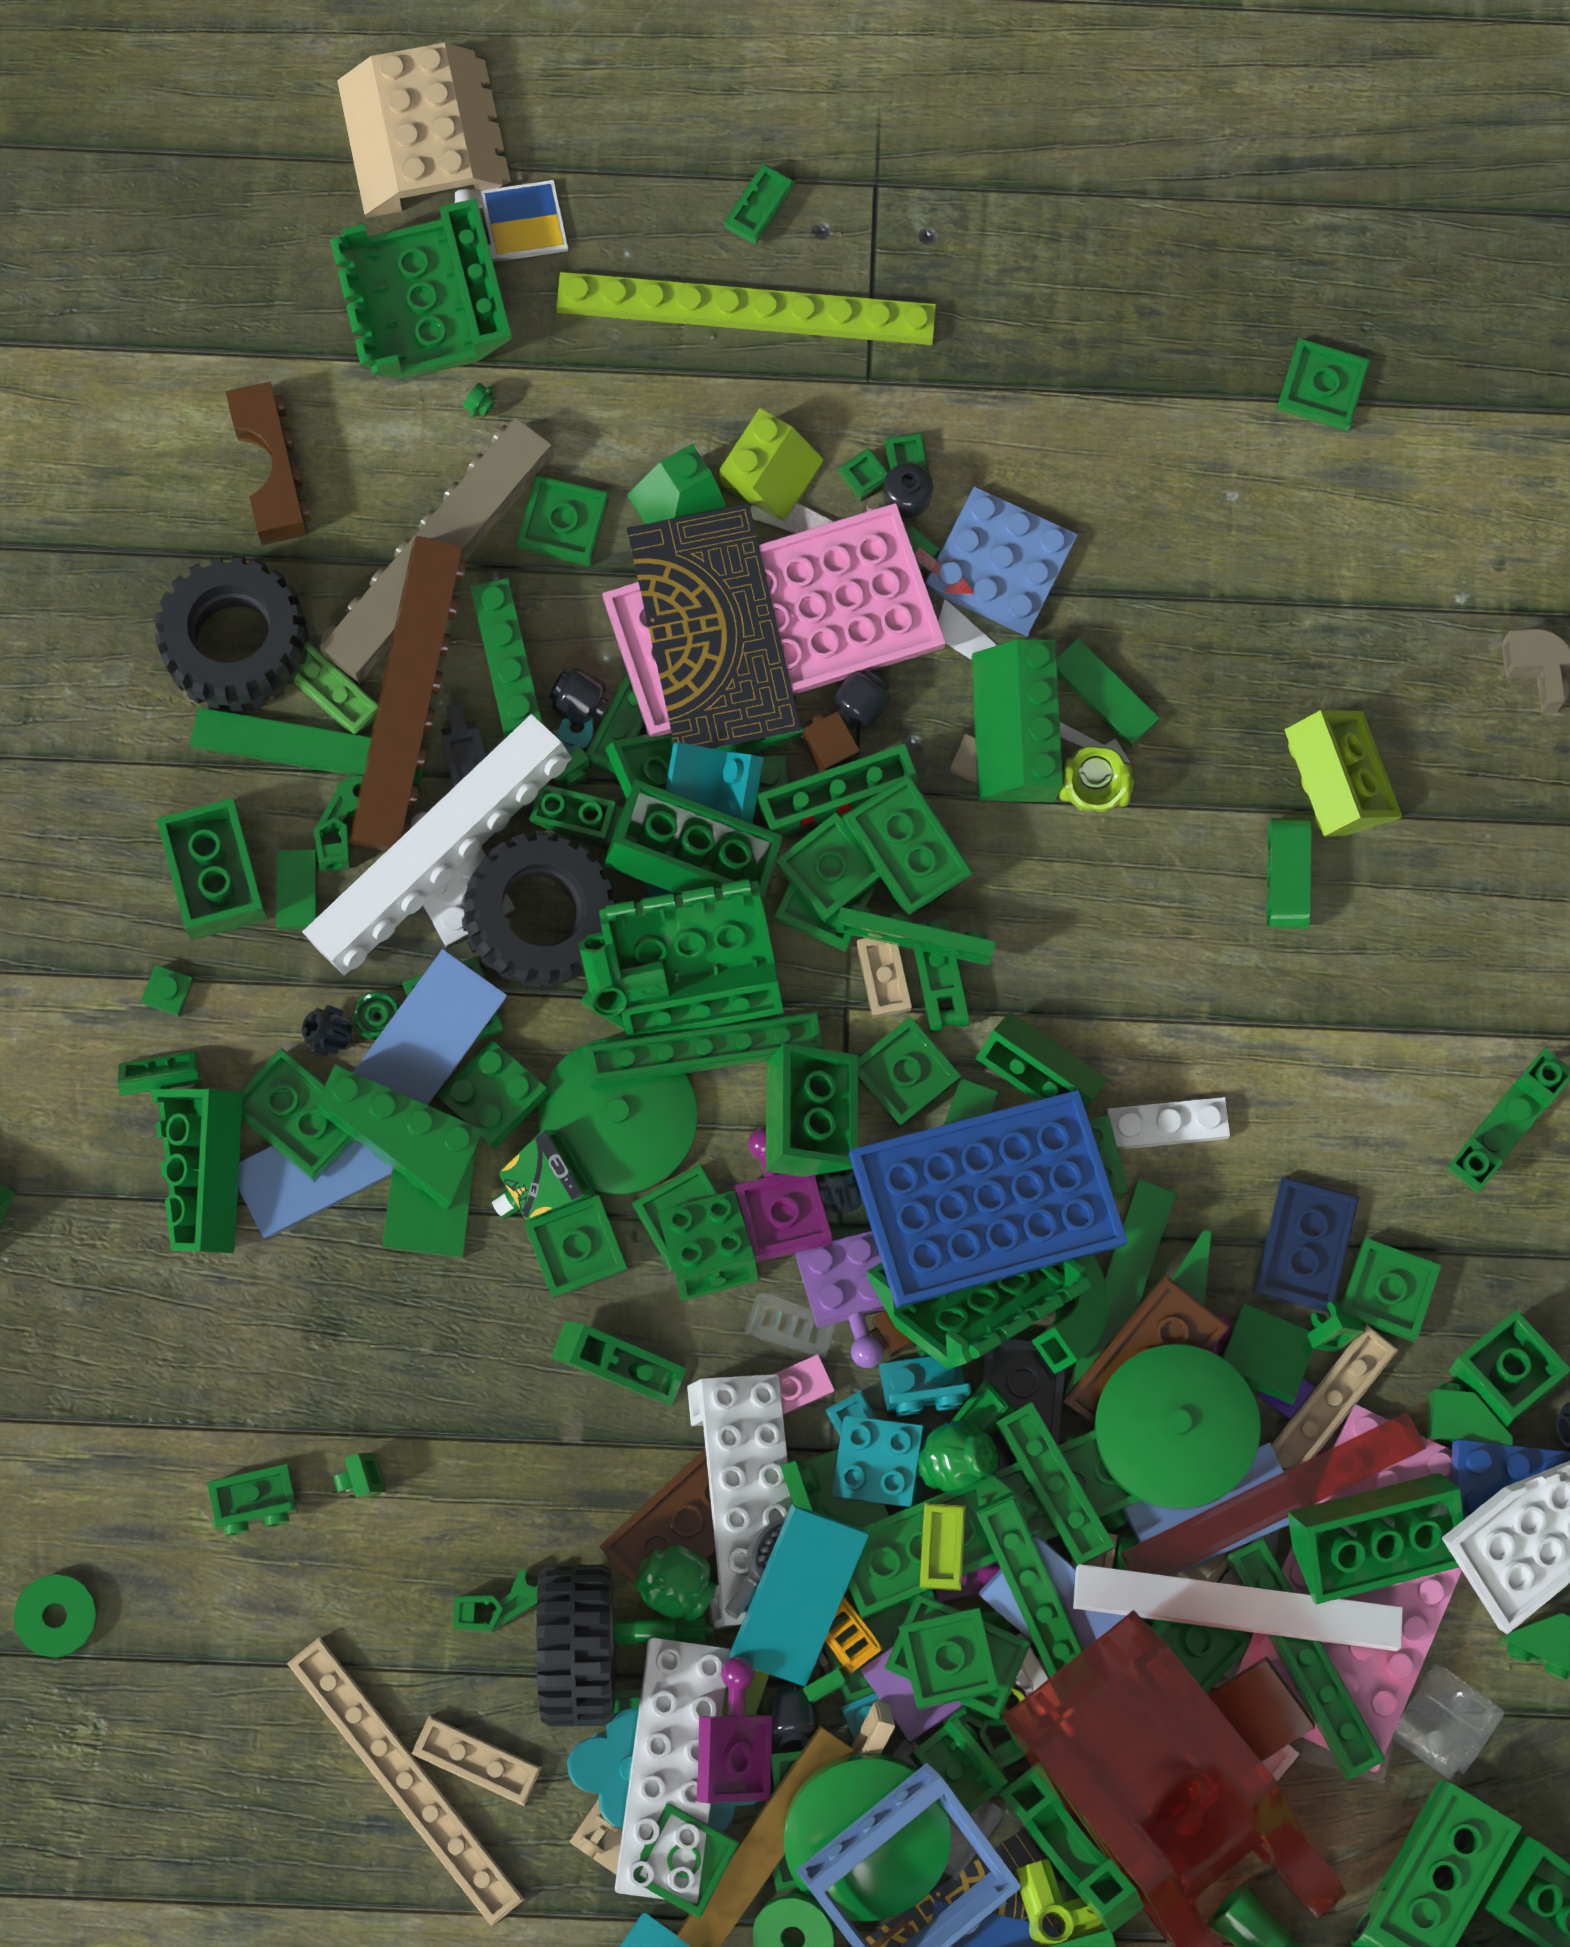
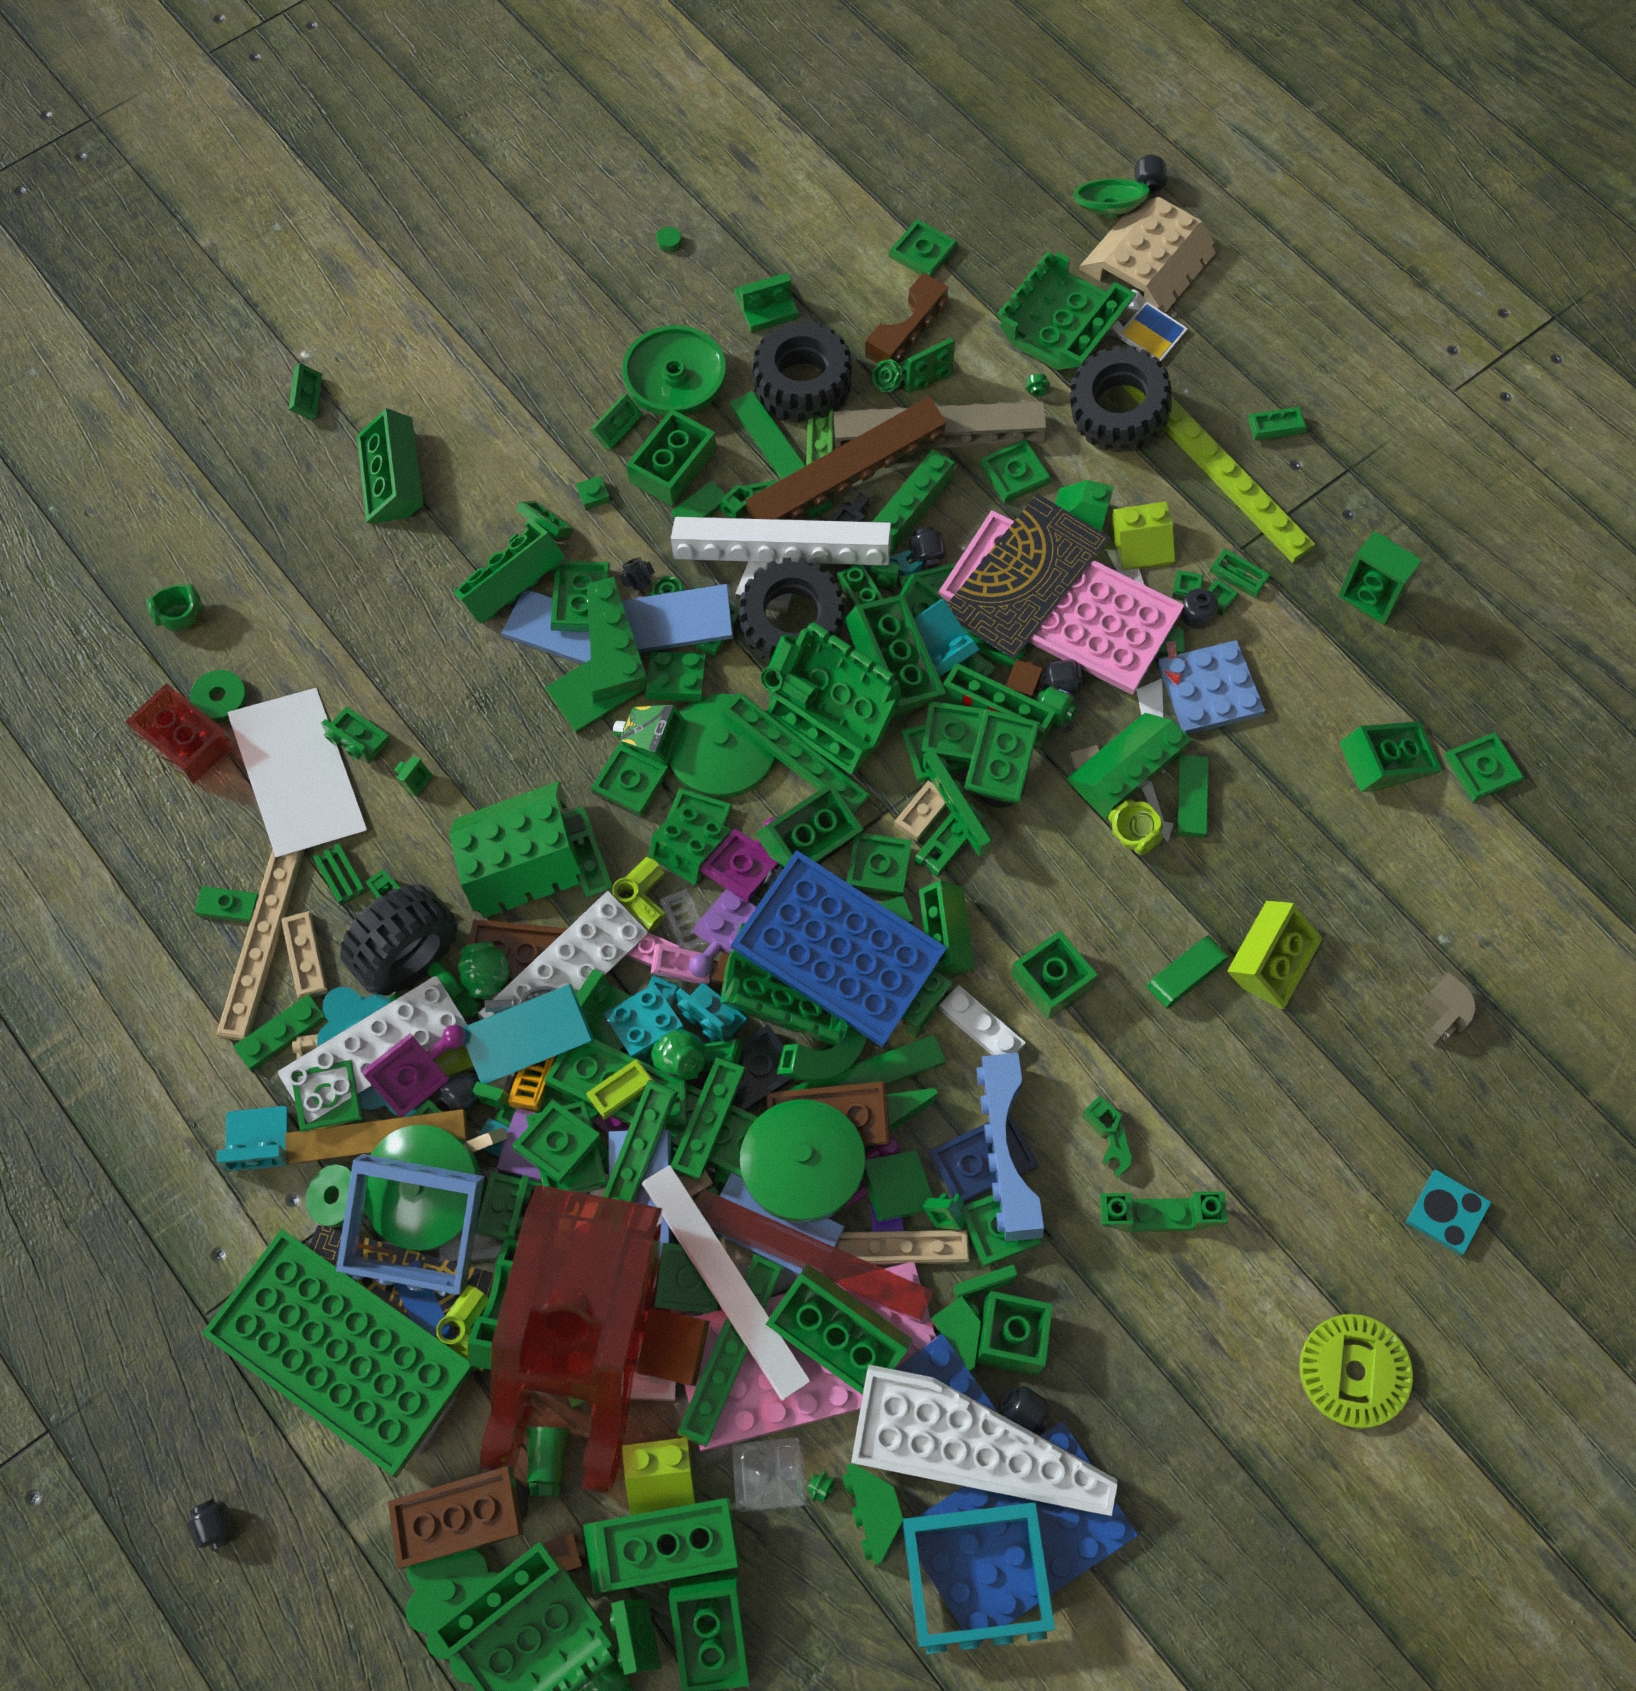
camera: 55 degrees right, 10 degrees down
(77, 1696) = (179, 733): none -> clear red brick
(90, 588) = (767, 302): none -> green bracket
(95, 770) = (674, 370): none -> green dish
(100, 888) = (616, 421): none -> green plate
(179, 358) = (923, 248): none -> green tile
(237, 1600) = (296, 772): none -> white sticker
(311, 555) = (880, 374): none -> green plate
(313, 99) = (1111, 196): none -> green dish
(322, 32) = (1152, 172): none -> black head
(338, 1800) = (226, 904): none -> green plate
(342, 497) = (928, 366): none -> green bracket
(375, 1643) = (329, 856): none -> green tile
(547, 1856) = (279, 1033): none -> green plate
(556, 1435) = (515, 850): none -> green slope
(584, 286) = (1116, 369): none -> black tyre
(709, 1338) = (638, 883): none -> lime piece
(836, 1375) = (674, 964): none -> bright pink plate
(887, 731) = (1060, 701): none -> green head
(900, 422) = (1238, 576): none -> green tile
(1047, 286) = (1379, 577): none -> green brick
(1183, 1007) = (1053, 974): none -> green brick
(1235, 462) = (1389, 755): none -> green slope
(1361, 1831) = (658, 1475): none -> lime slope
(1395, 1256) = (1019, 1205): none -> medium blue arch
(1403, 1102) = (1118, 1146): none -> green piece
(1435, 1354) = (985, 1283): none -> green tile
(1498, 1682) = (821, 1487): none -> green plate

